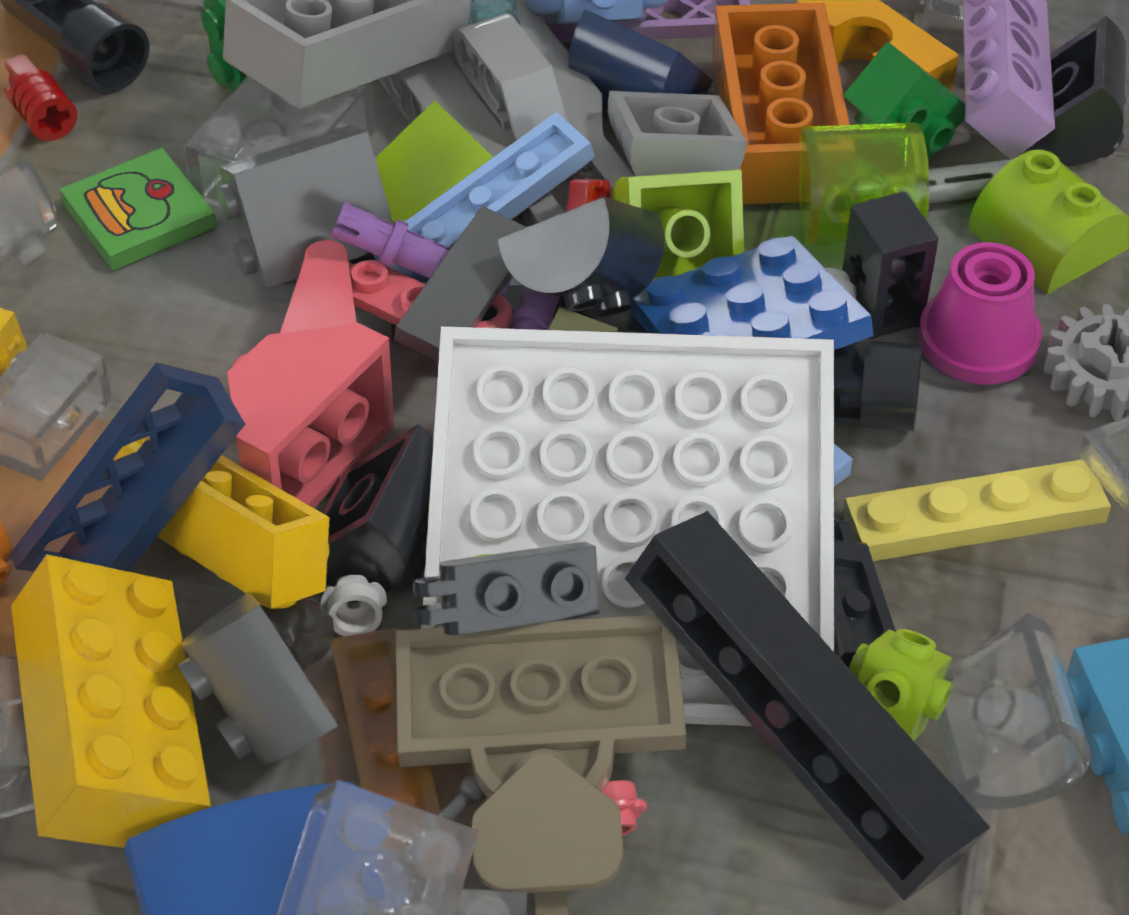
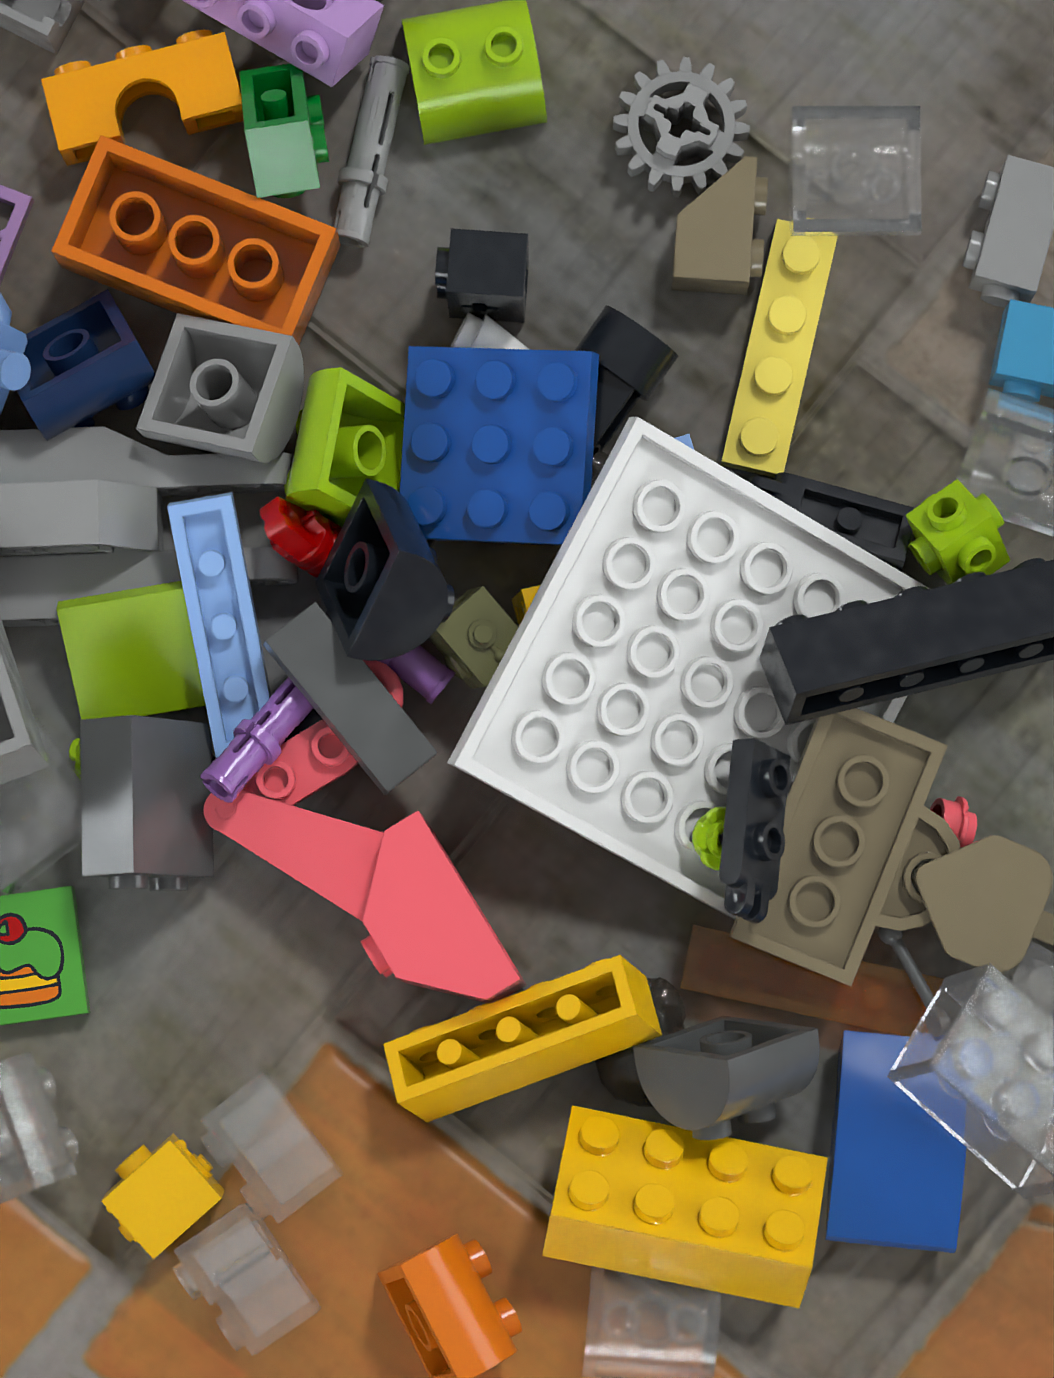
camera: 60 degrees left, 35 degrees up
(144, 485) = (492, 1103): dark blue fence -> none
(357, 616) = (643, 946): white plate -> none
(382, 513) = (563, 895): black brick -> none
(853, 166) = (377, 241): clear neon green brick -> none
(983, 316) = (583, 250): dark pink piece -> none
(1040, 416) = (716, 233): none -> dark tan slope

